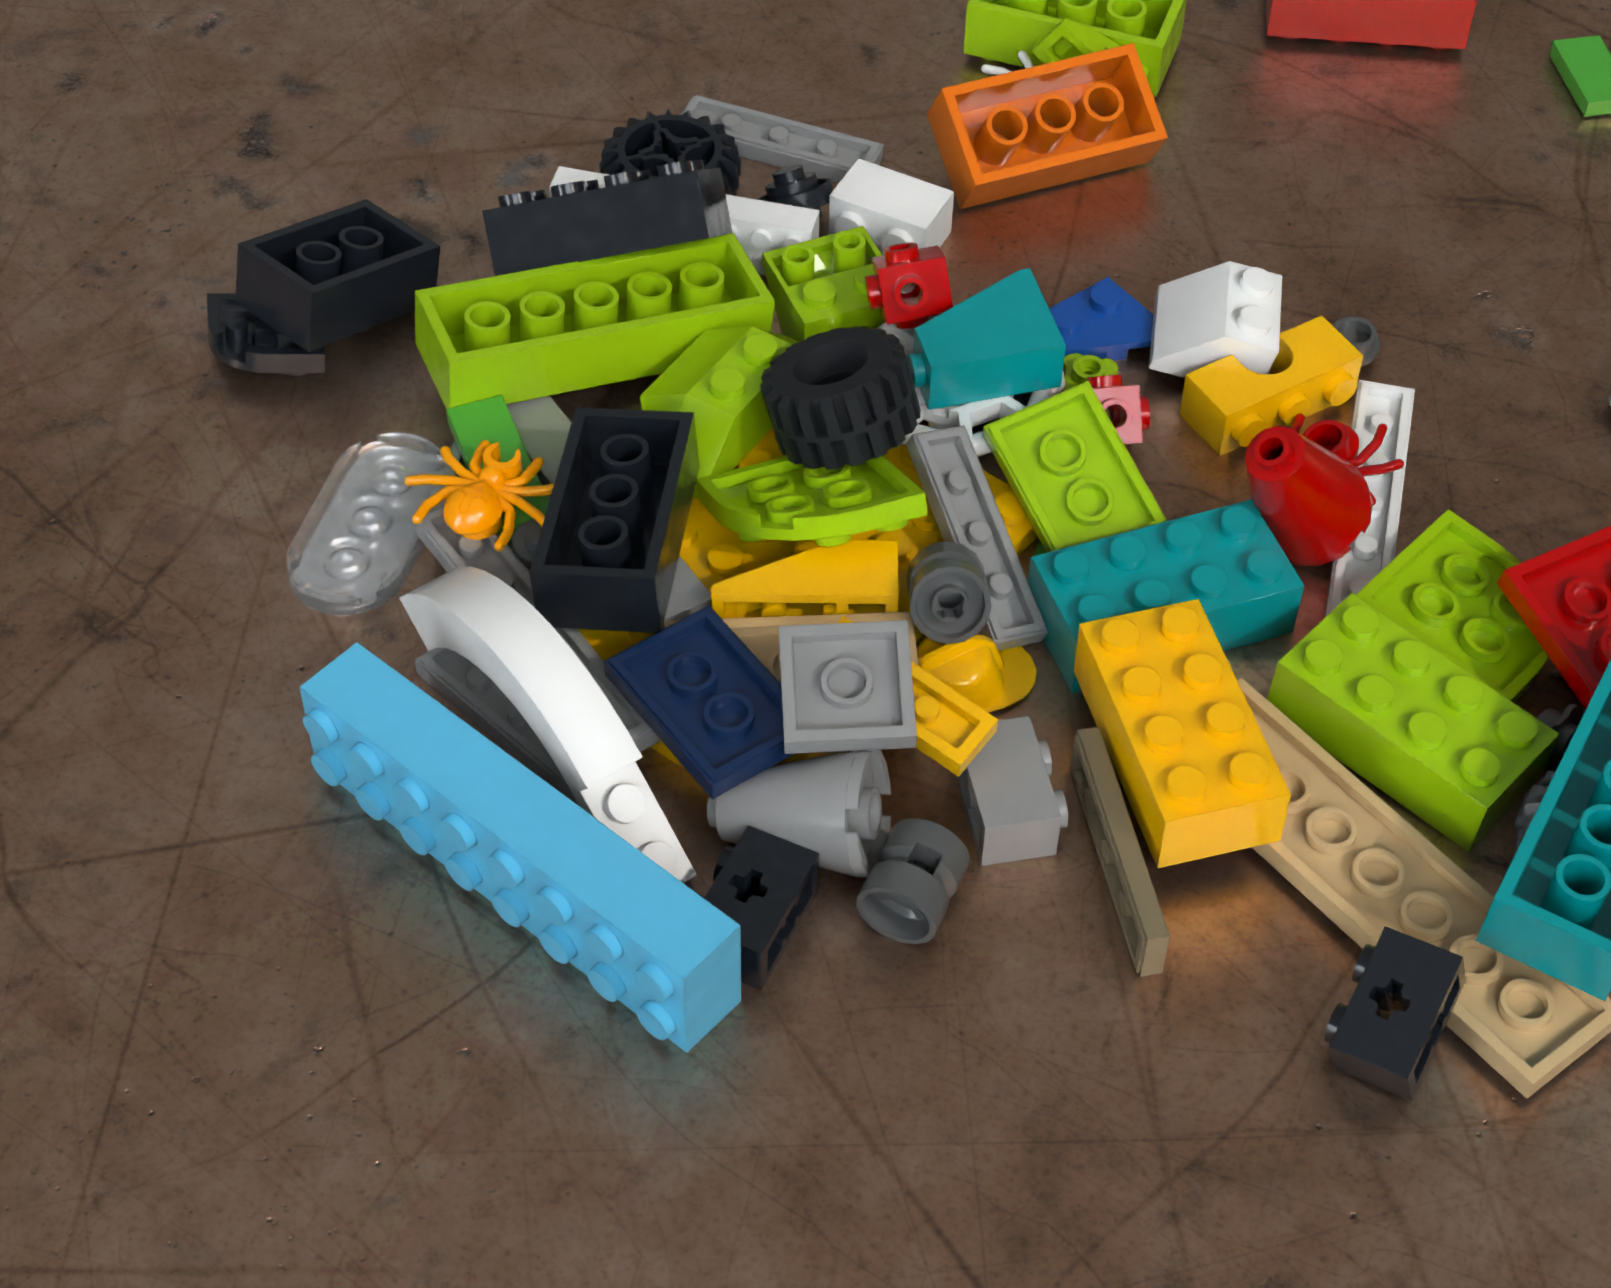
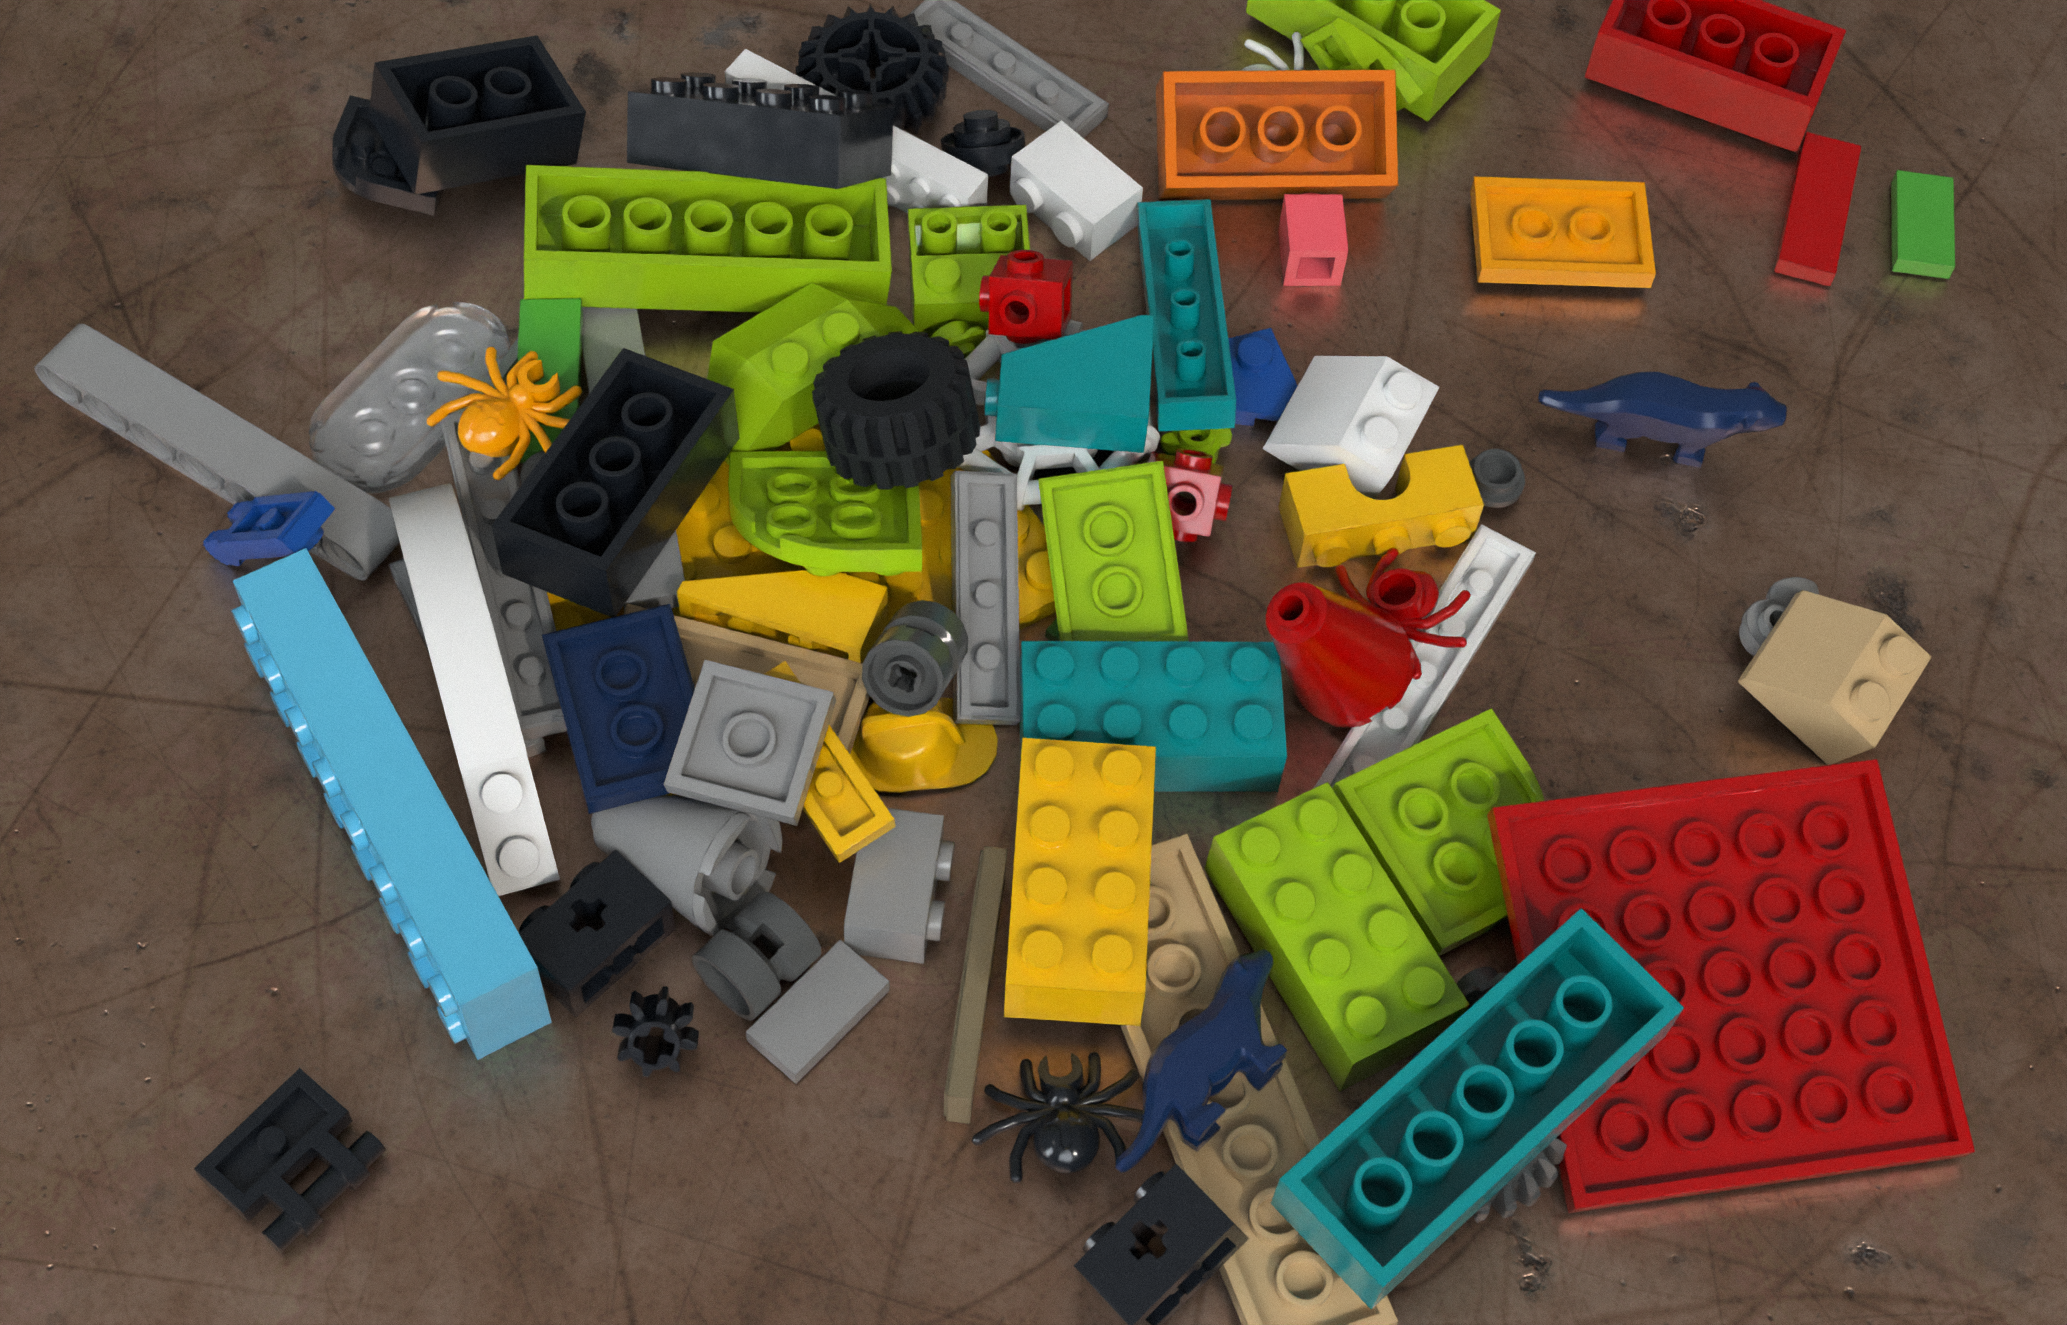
camera: 15 degrees right, 10 degrees up
(204, 604) = (212, 443): none -> light grey beam
(298, 648) = (270, 527): none -> blue hinge
(535, 1175) = (275, 1146): none -> black plate
(839, 958) = (649, 1050): none -> black gear
(984, 917) = (818, 1011): none -> light grey tile
(1008, 237) = (1190, 327): none -> teal piece
(1110, 202) = (1312, 239): none -> coral brick
(1253, 938) = (1061, 1116): none -> black animal
(1310, 148) = (1562, 232): none -> light orange plate
(1354, 843) = (1204, 1058): none -> dark blue animal
(1473, 251) = (1669, 412): none -> dark blue animal
(1504, 85) = (1817, 209): none -> red tile

